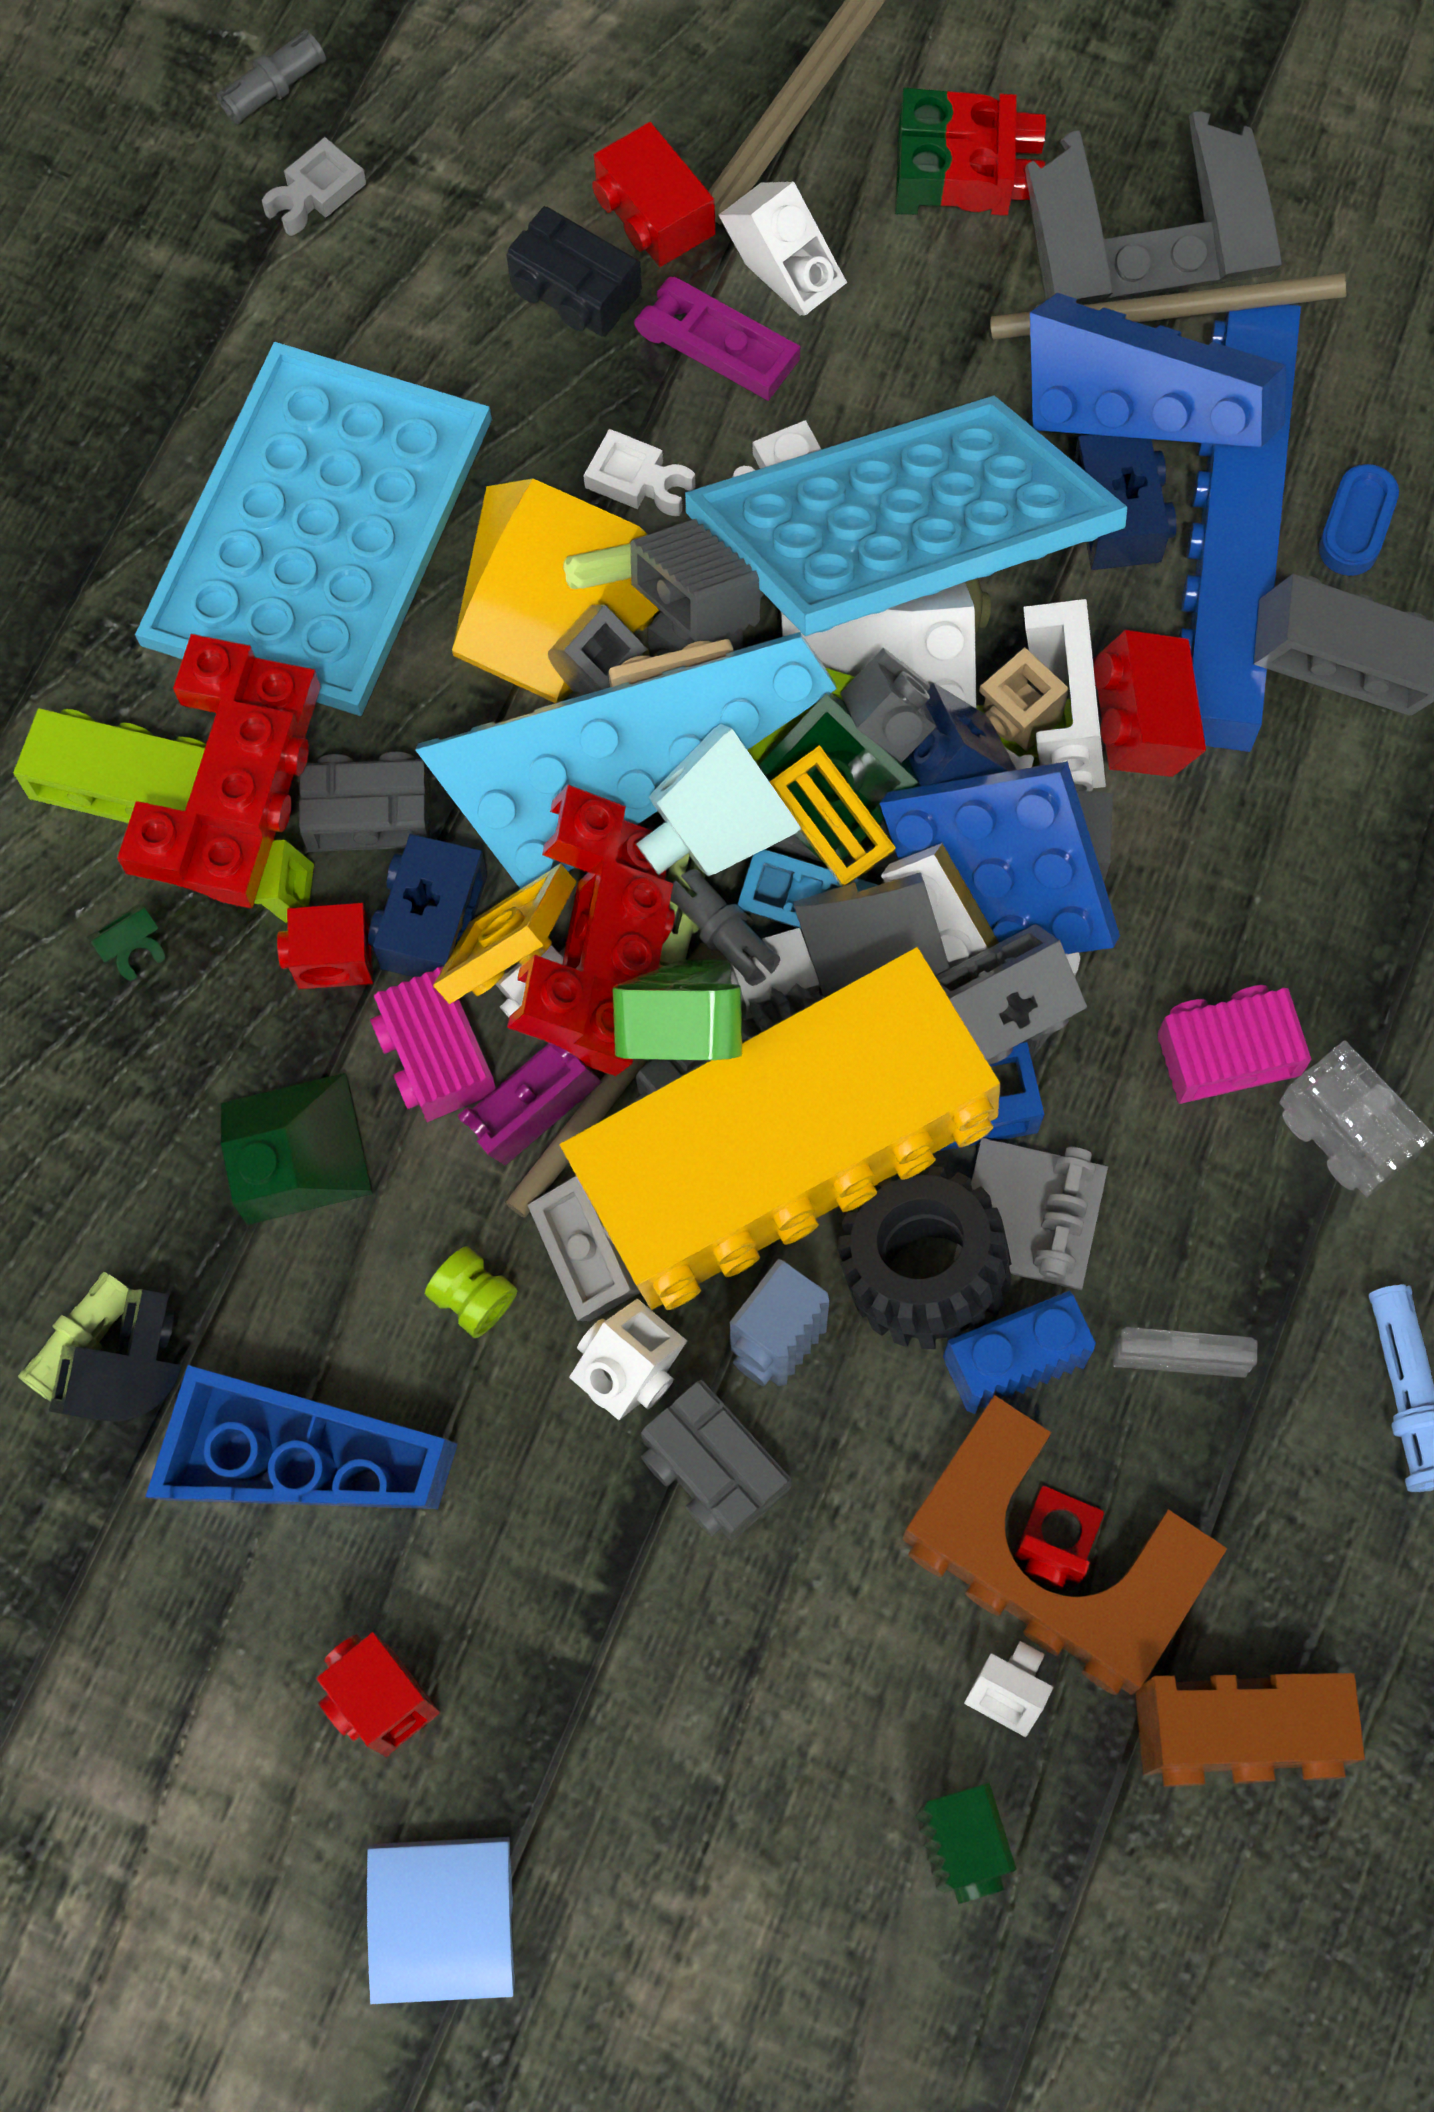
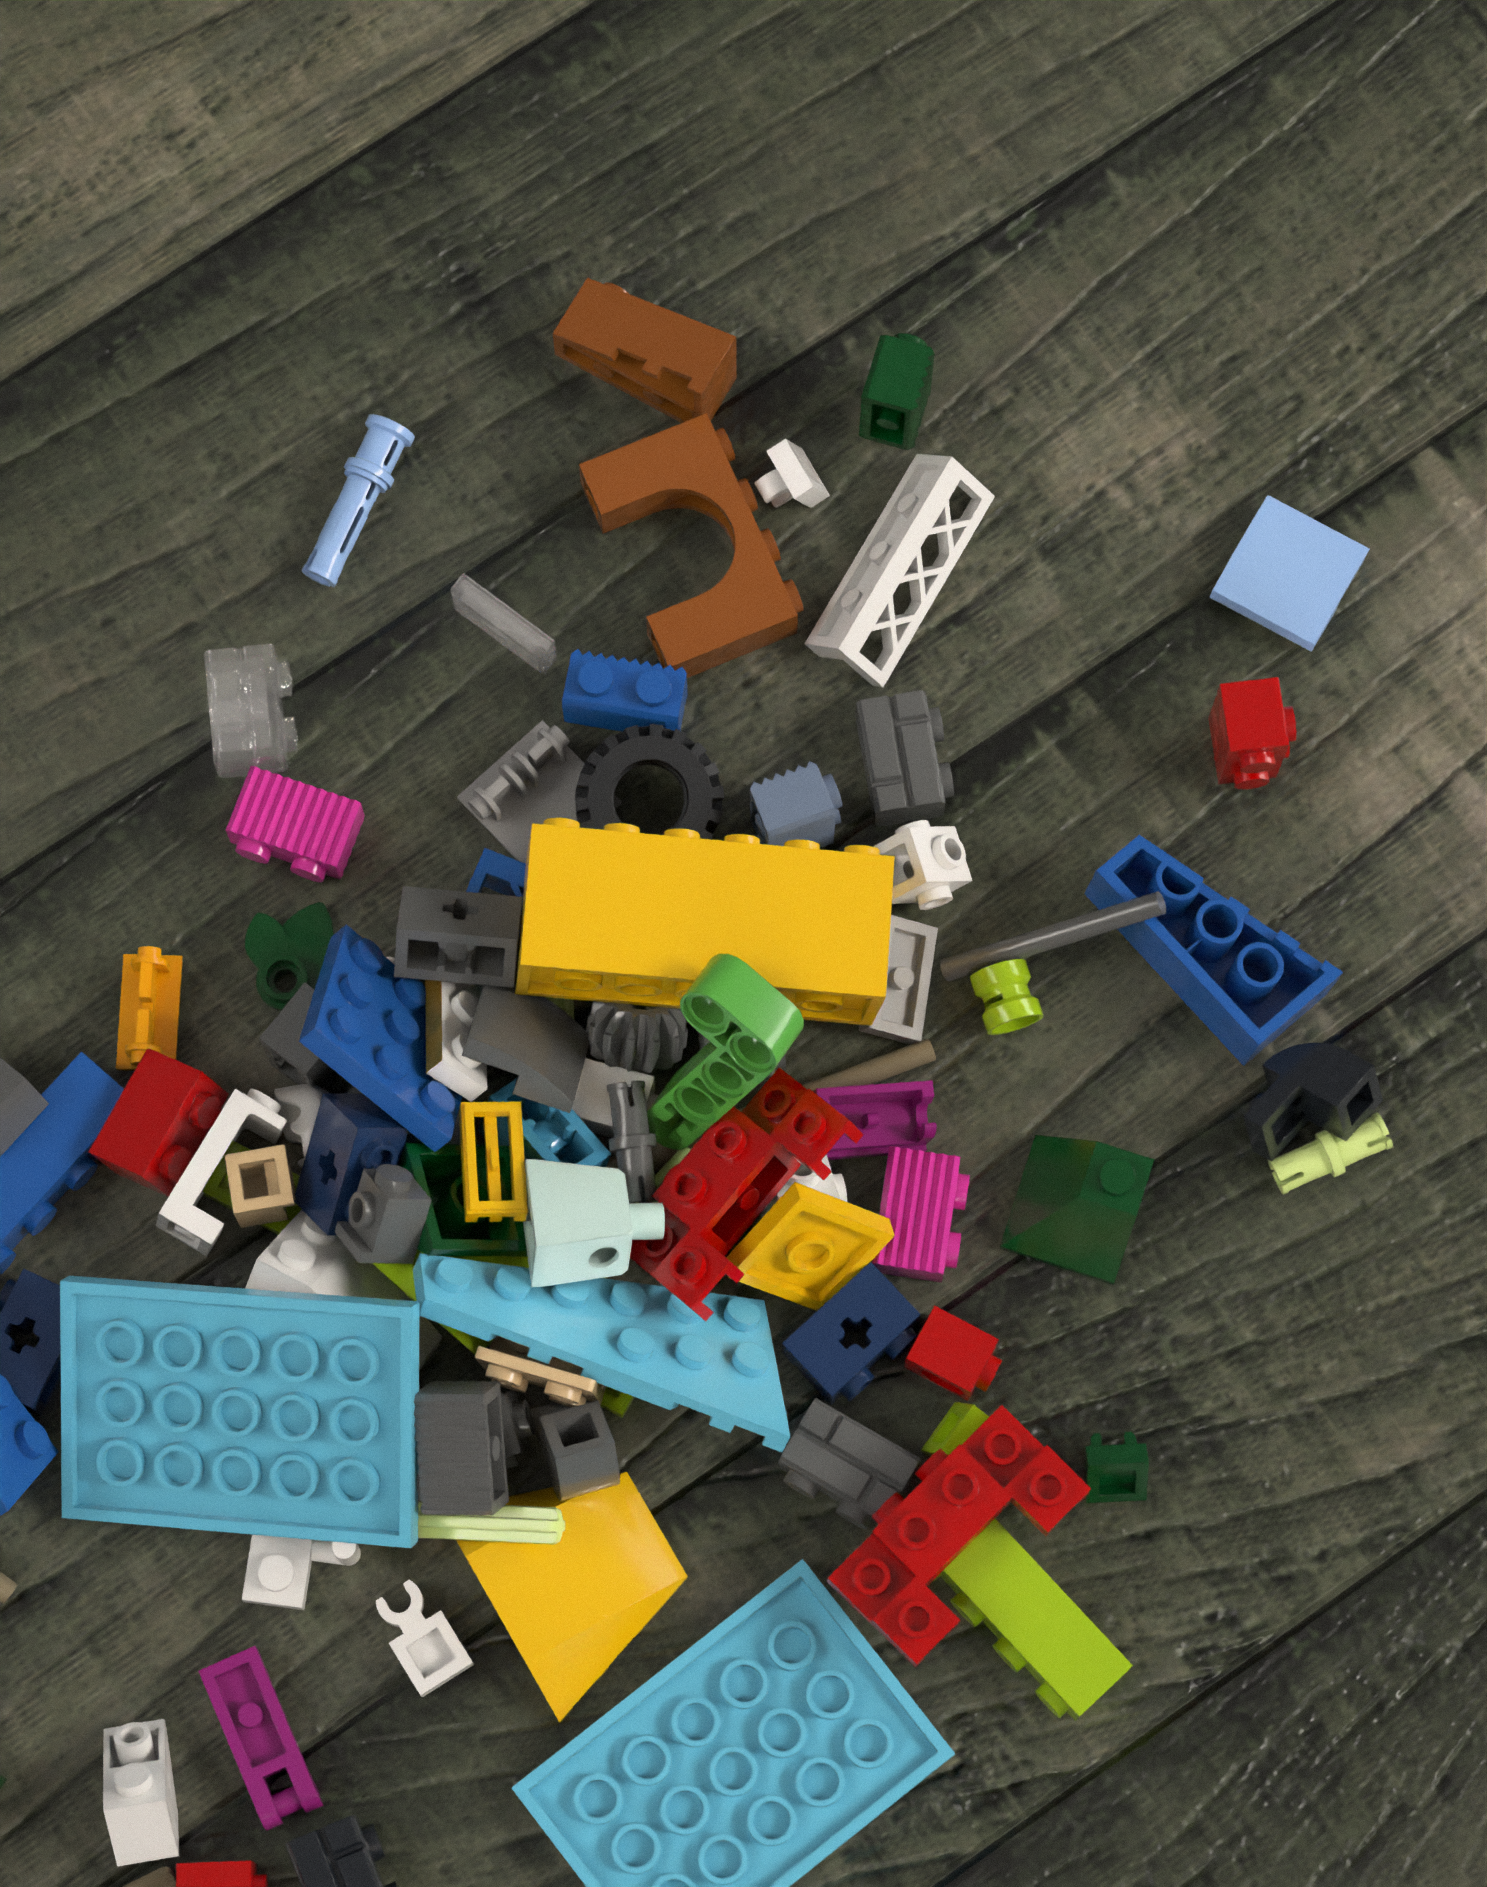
camera: 150 degrees left, 5 degrees up
(451, 1362) = (1054, 935): none -> dark grey bar
(854, 1662) = (887, 555): none -> white fence
(1046, 1562) = (703, 542): red bracket -> none
(1150, 947) = (288, 949): none -> dark green plate
(1232, 814) = (148, 1006): none -> light orange hinge

